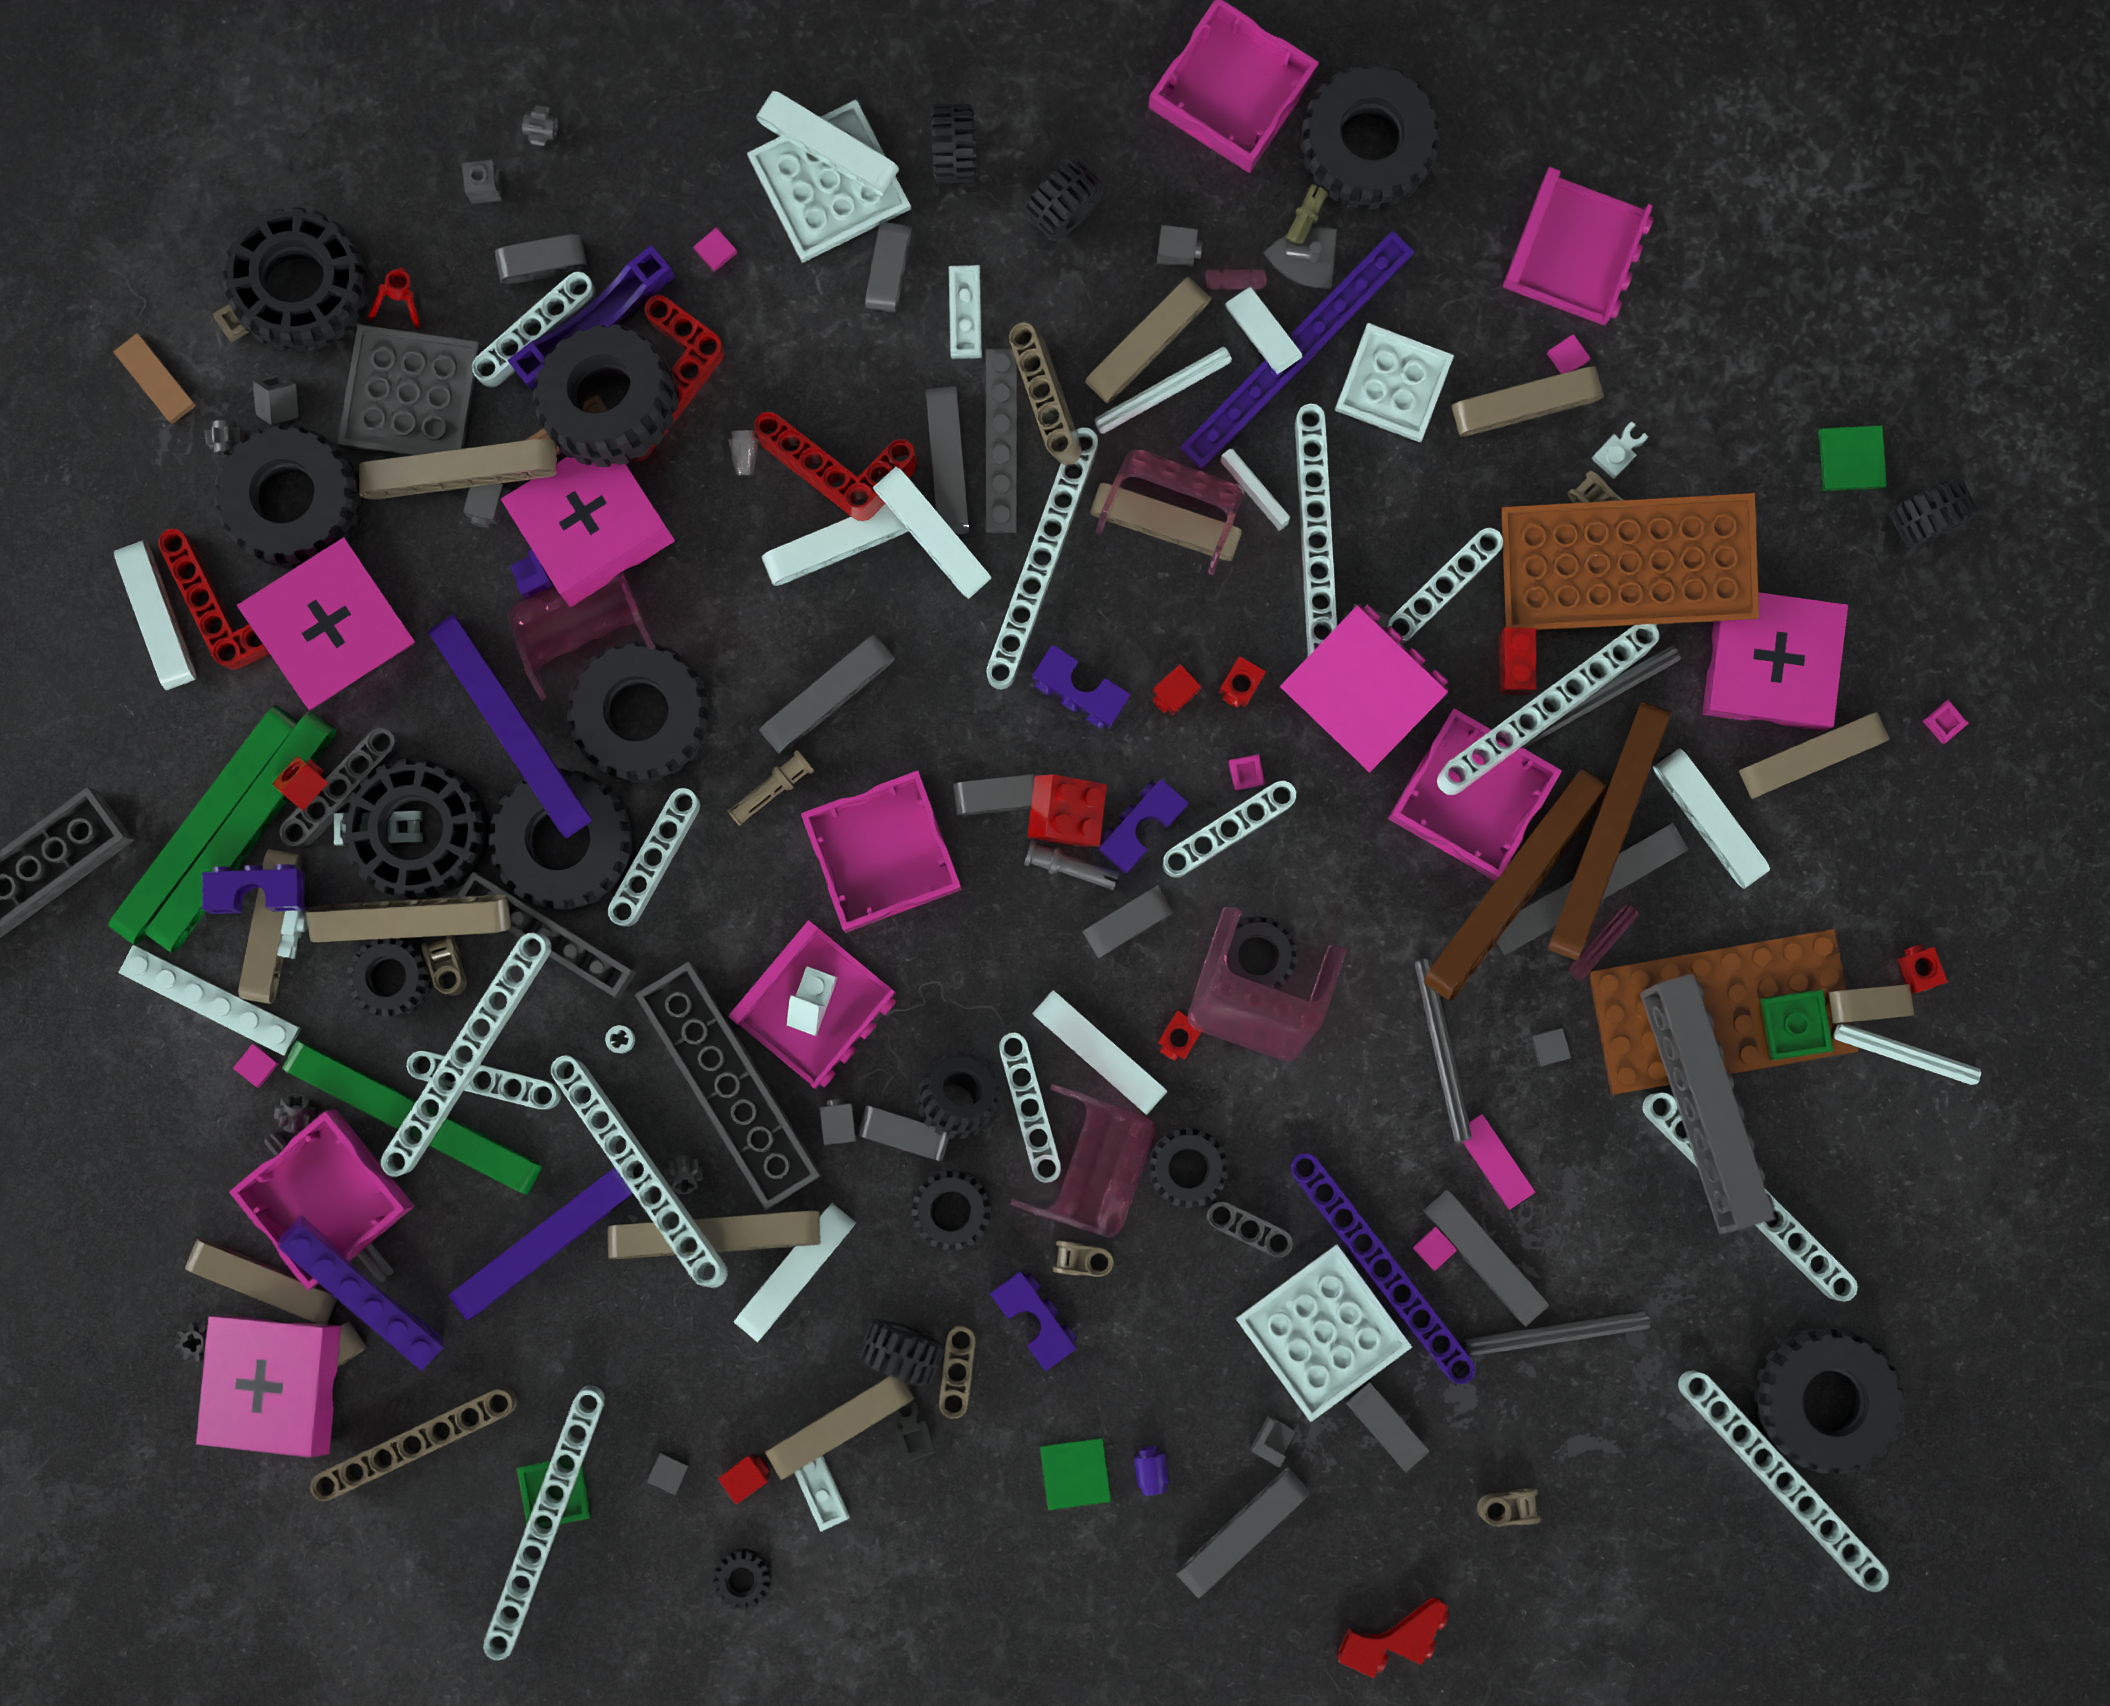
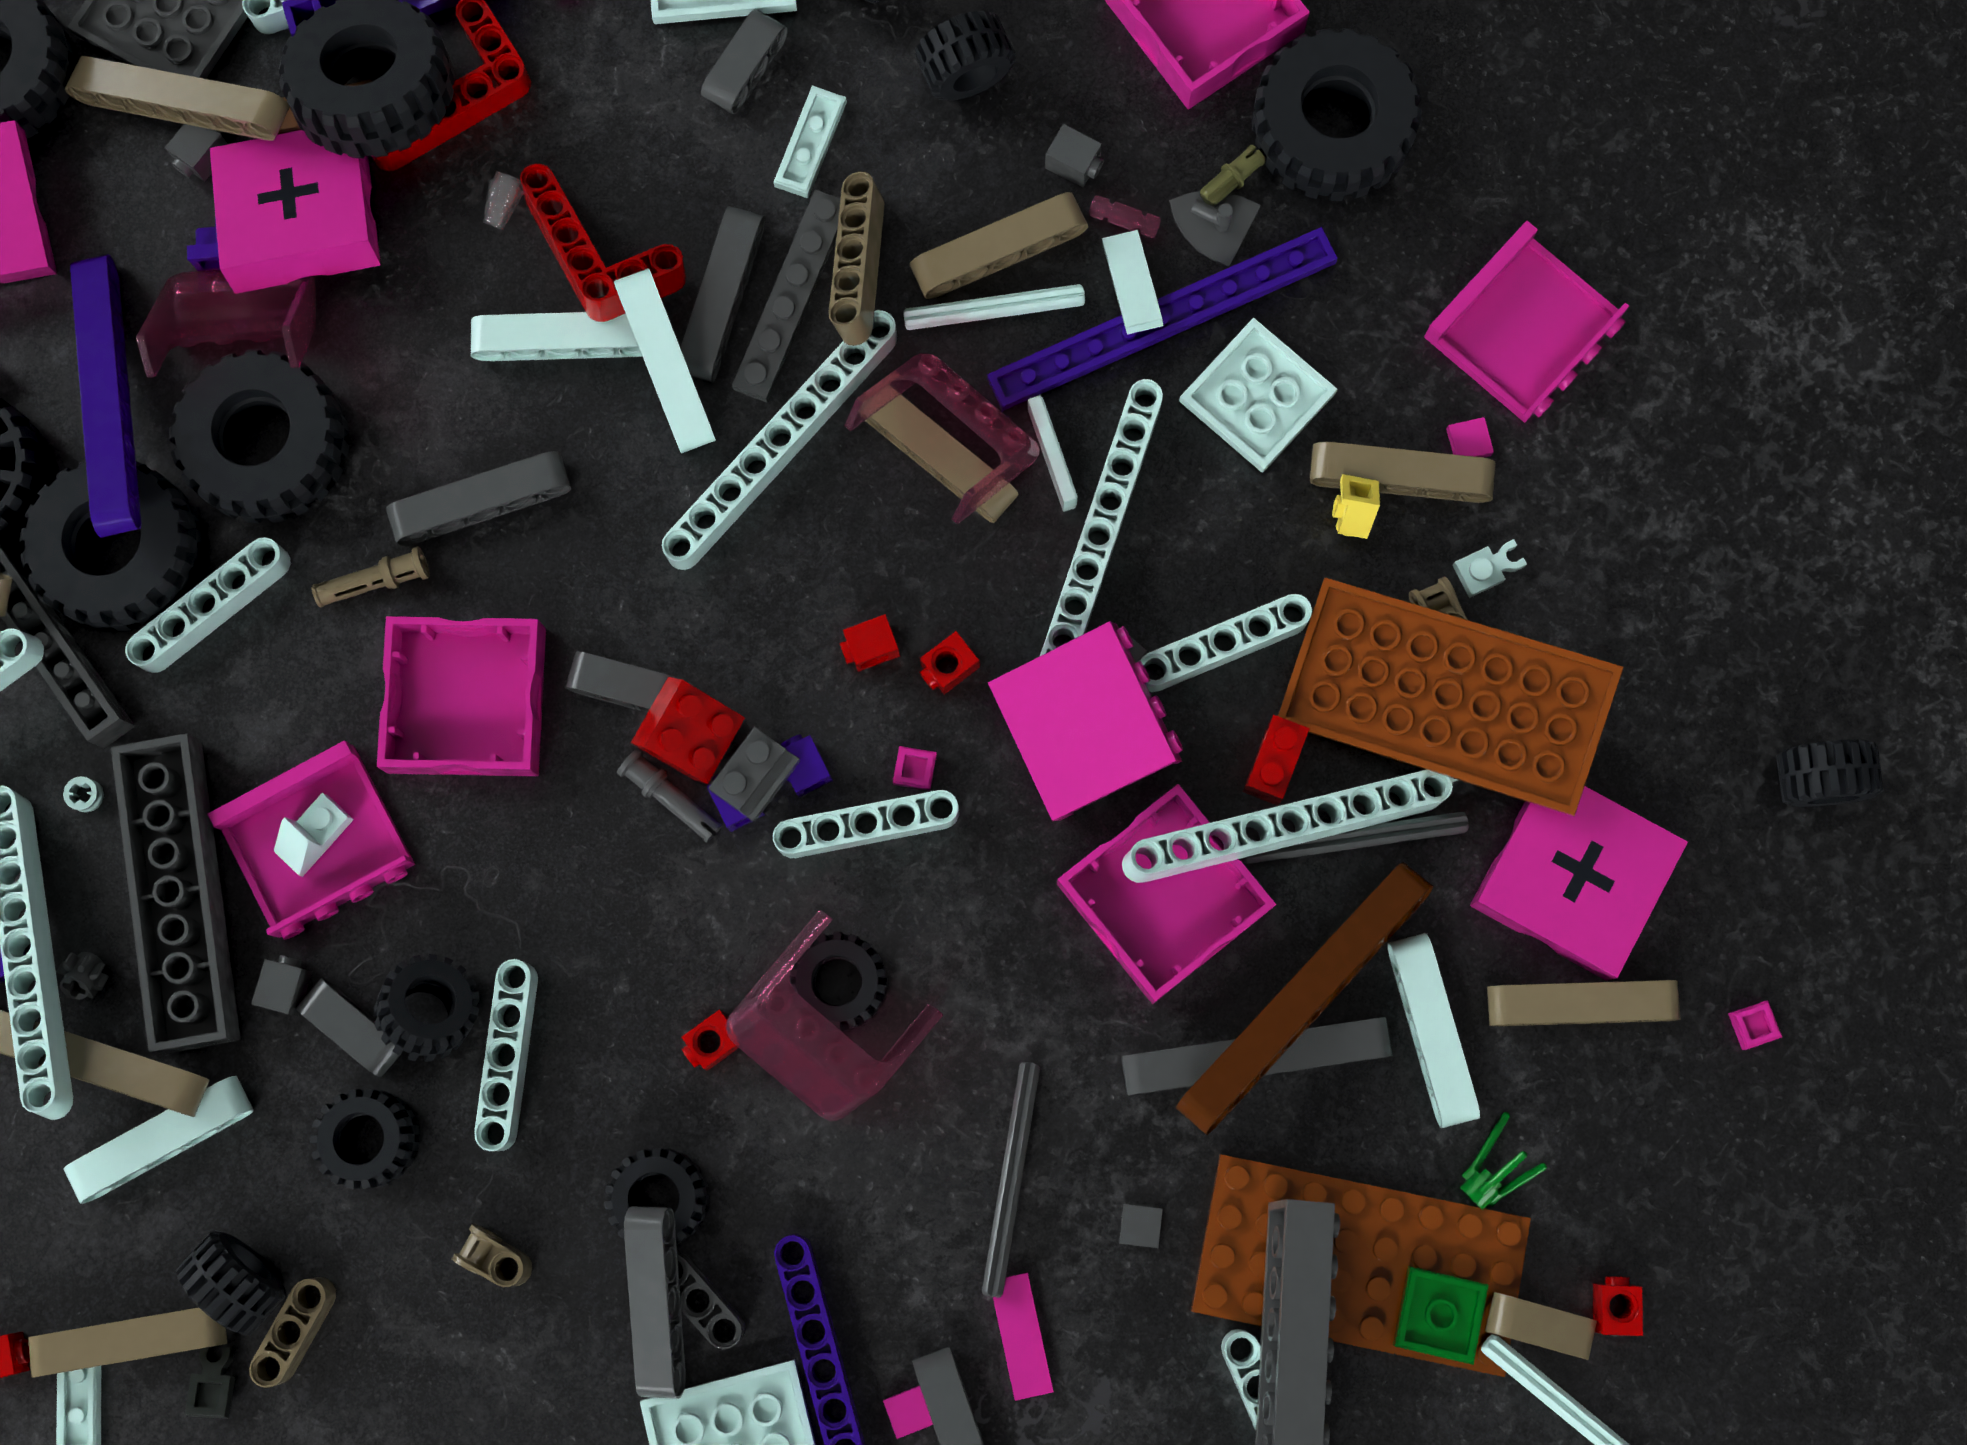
camera: 25 degrees right, 5 degrees down
(1020, 1295) = (420, 1337): dark purple arch -> none
(1099, 1052) = (613, 1023): light aqua beam -> none
(1100, 705) = (781, 626): dark purple arch -> none
(1102, 1168) = (556, 1163): clear pink windscreen -> none
(1128, 921) = (708, 885): dark grey beam -> none
(1132, 824) = (754, 774): none -> dark grey plate
(1221, 1241) = (654, 1302): none -> dark grey beam
(1504, 442) = (1356, 506): none -> light yellow brick
(1516, 884) = (1169, 1018): reddish brown beam -> none
(1603, 942) = (1250, 1126): clear pink axle -> none
(1792, 919) = (1483, 1186): none -> green plant
(1852, 458) = (1757, 678): green tile -> none

